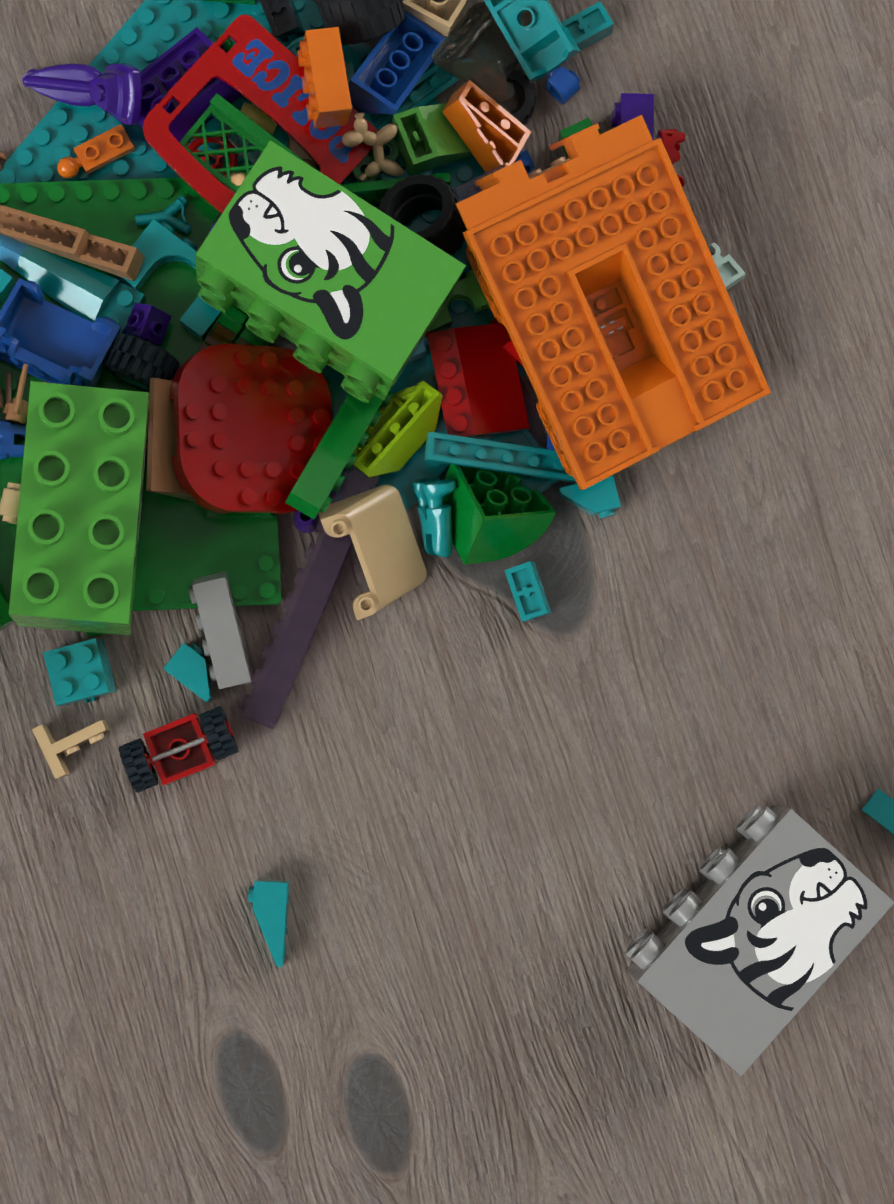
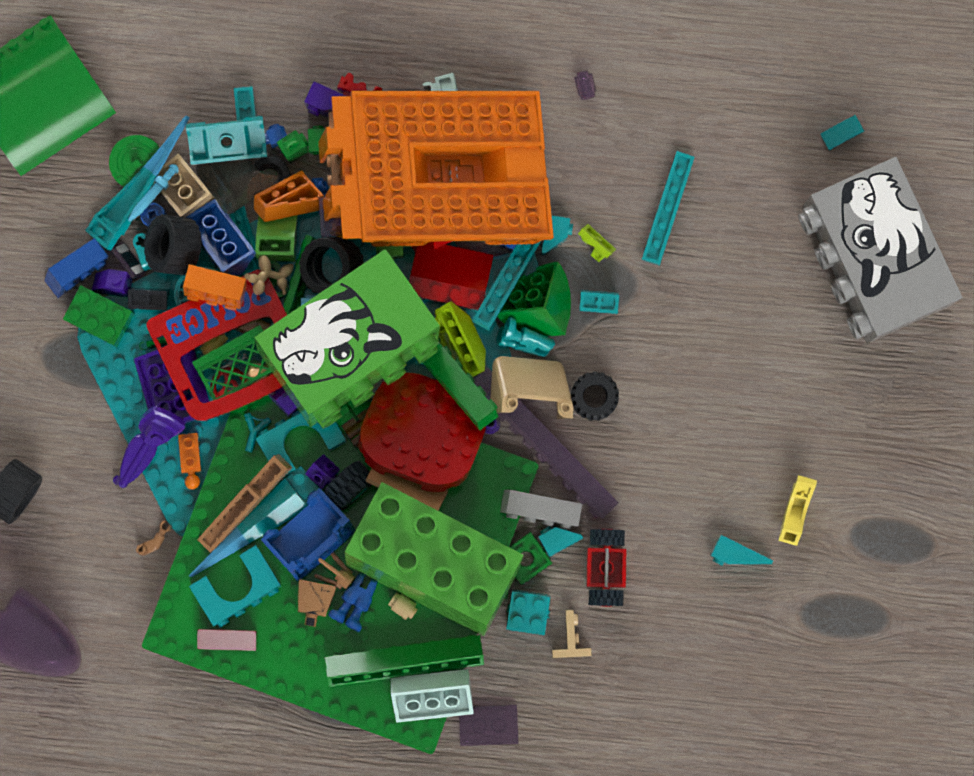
camera: 60 degrees left, 0 degrees up
(151, 660) = (540, 559): none -> green piece
(362, 969) = (796, 510): none -> light yellow arch
(390, 616) = (610, 389): none -> black tyre
(557, 108) = (293, 146): none -> green brick
(602, 565) = (601, 246): none -> lime hinge
(691, 629) = (668, 208): none -> teal plate
(805, 452) = (585, 85): none -> clear purple brick

